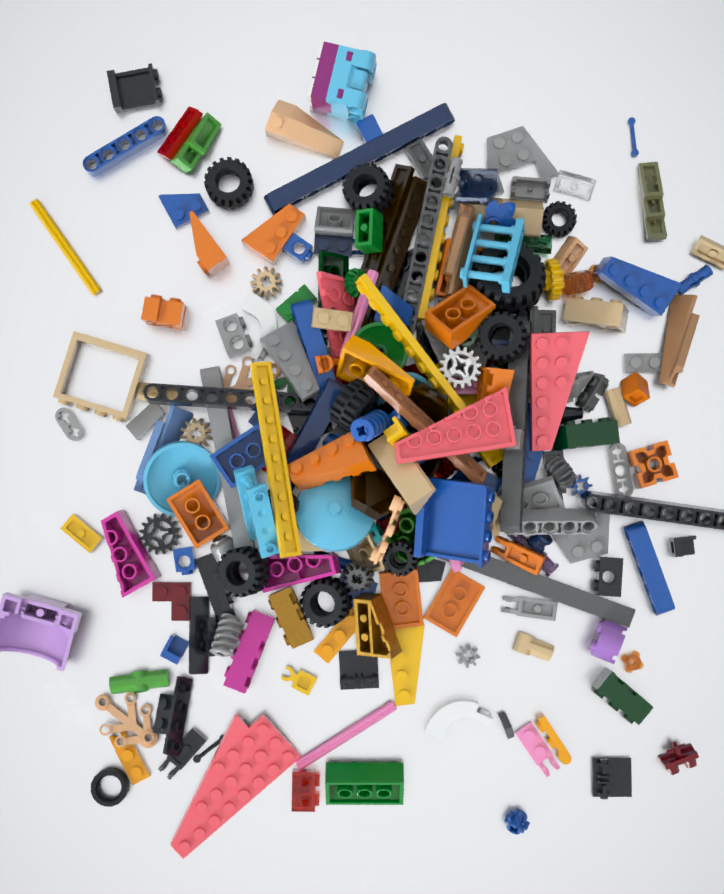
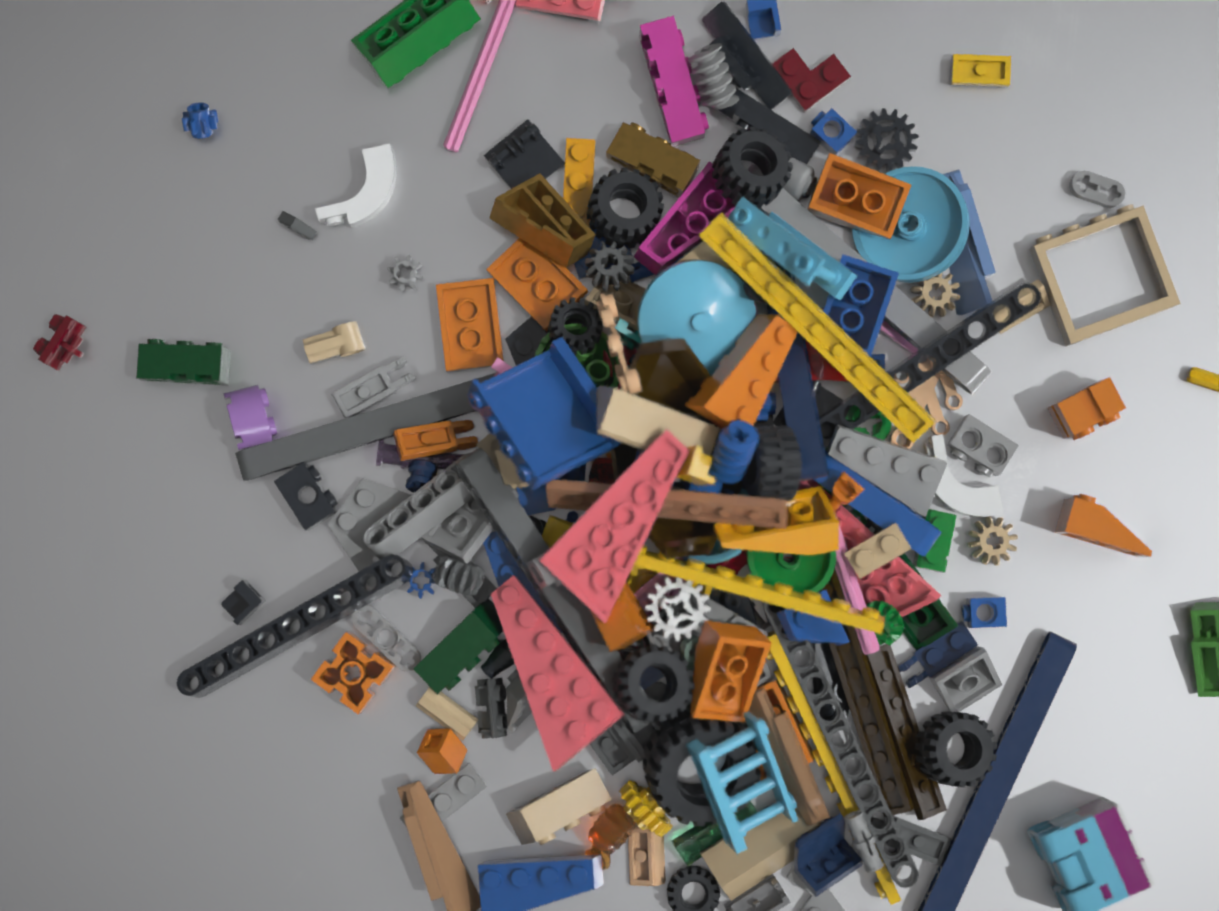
camera: 140 degrees right, 0 degrees up
(130, 558) = (901, 84): dark pink wedge -> none
(145, 420) = (1008, 261): light grey slope -> none
(180, 205) = (1169, 558): blue wing -> none
(223, 168) = (1157, 628): black tyre -> none
(274, 233) = (1029, 607): orange wedge -> none
(298, 128) = (1100, 764): light nougat wedge -> none
(302, 681) = (580, 93): yellow plate -> none
(369, 128) = (1013, 828): blue panel -> none
(369, 230) = (916, 697): green brick -> none
(406, 664) = (471, 208): yellow wing -> none
(500, 213) = (769, 841): blue plate -> none
(536, 746) = (241, 227): bright pink hinge -> none
(553, 740) = (227, 250): light orange hinge -> none
(612, 777) = (124, 258): black hinge -> none
(637, 661) = (199, 406): clear orange plate -> none
(649, 568) = (264, 544): blue beam -> none

